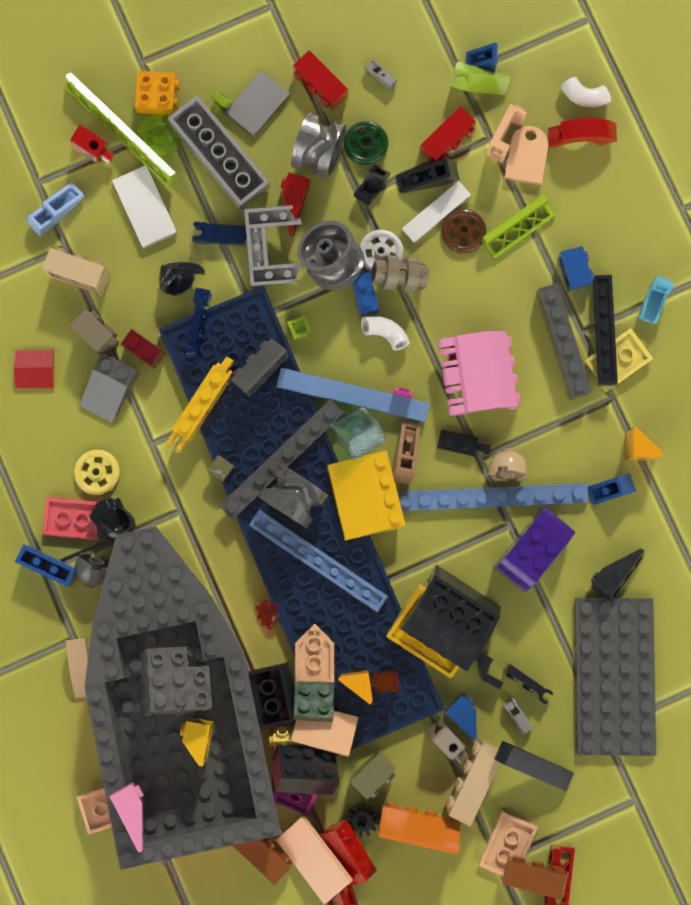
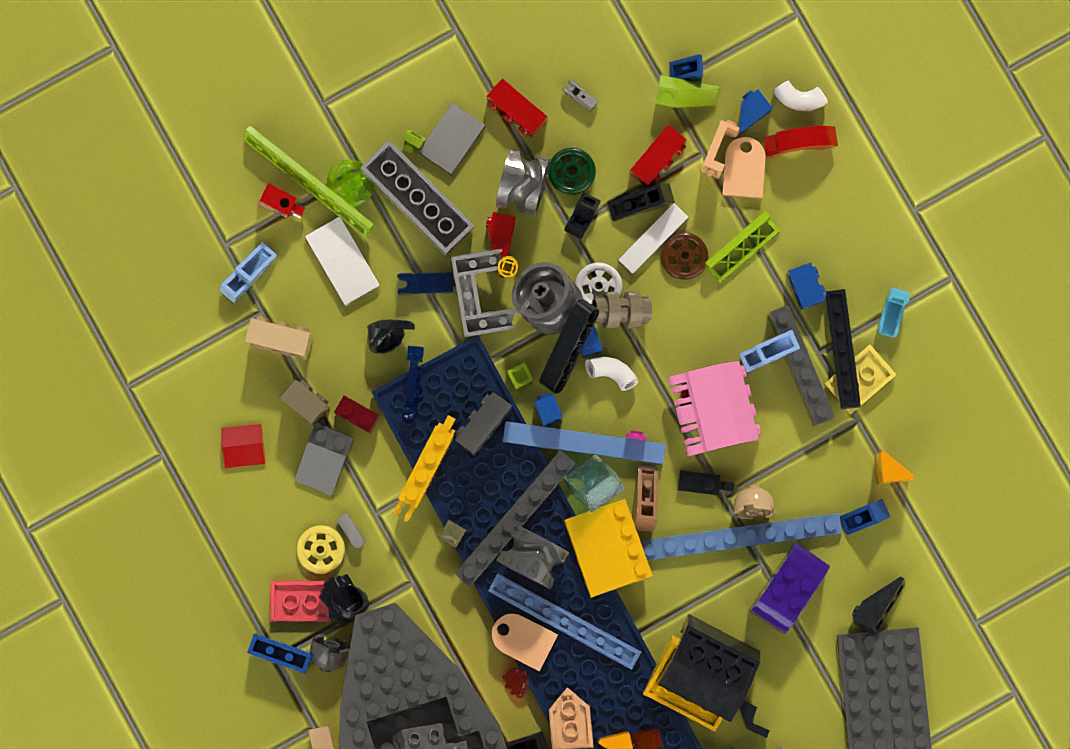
camera: 10 degrees left, 0 degrees up
(127, 457) = (351, 530): none -> light grey bar
(157, 93) = (344, 138): light orange brick -> none
(279, 575) = (525, 640): none -> light nougat tile
(298, 223) = (508, 263): none -> yellow wheel
(322, 360) = (548, 409): none -> blue brick
(347, 302) = (569, 346): none -> black beam
(529, 684) = (797, 729): black plate -> none
(536, 324) = (769, 351): none -> light blue slope
(540, 101) = (752, 110): none -> blue slope

